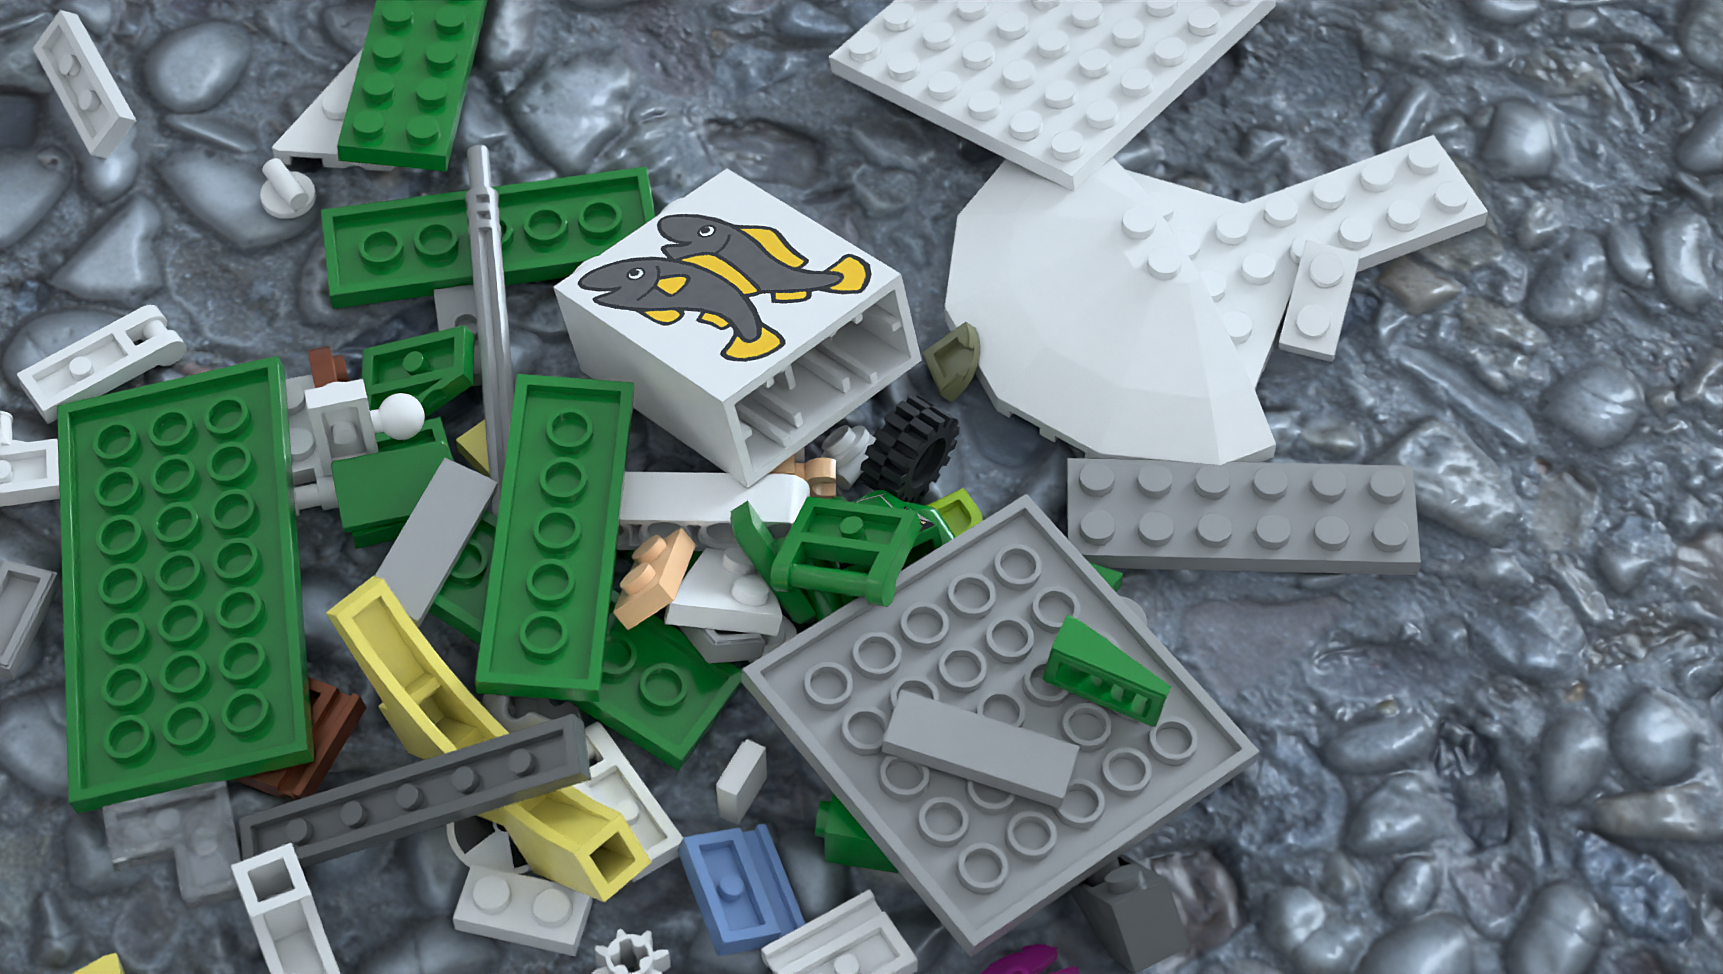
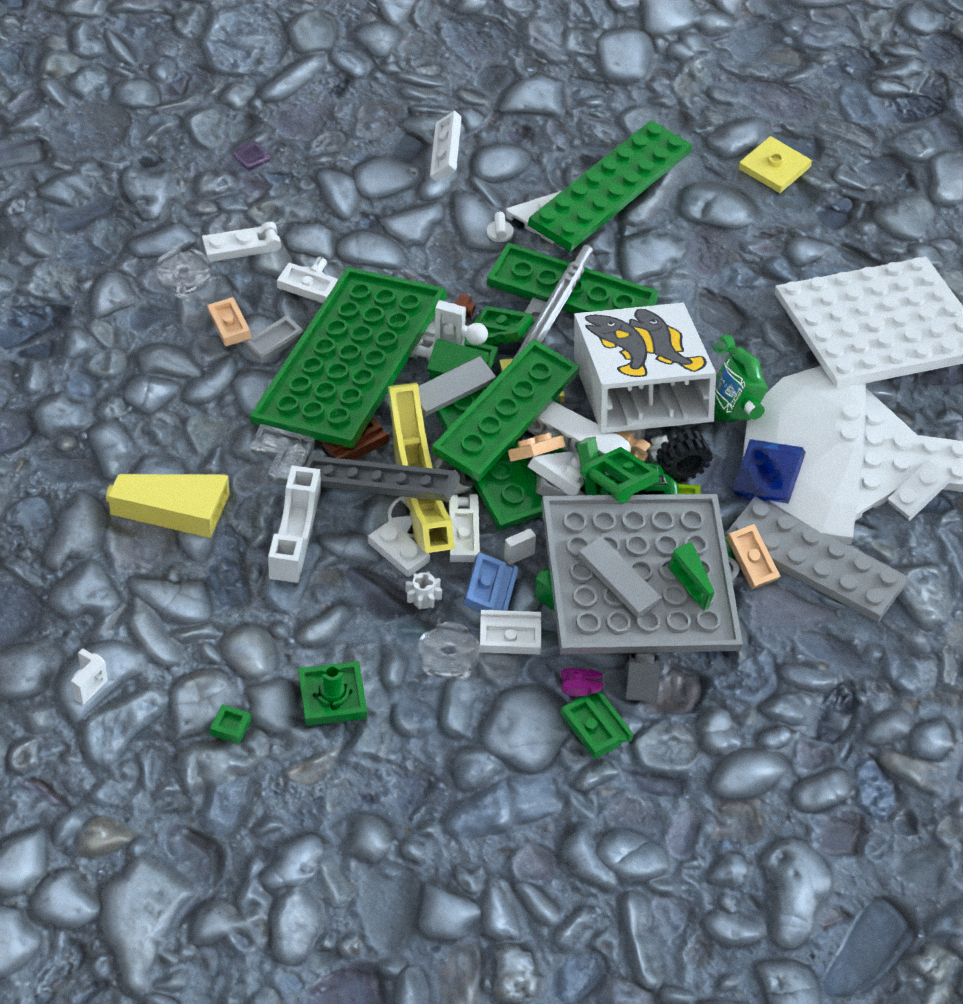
camera: 30 degrees right, 5 degrees down
(102, 361) = (378, 259): white plate -> none
(930, 260) = (738, 384): none -> green torso
(954, 360) = (735, 434): olive tile -> none
(1066, 400) = (769, 471): none -> clear blue tile
(1150, 574) = (752, 556): none -> light nougat plate

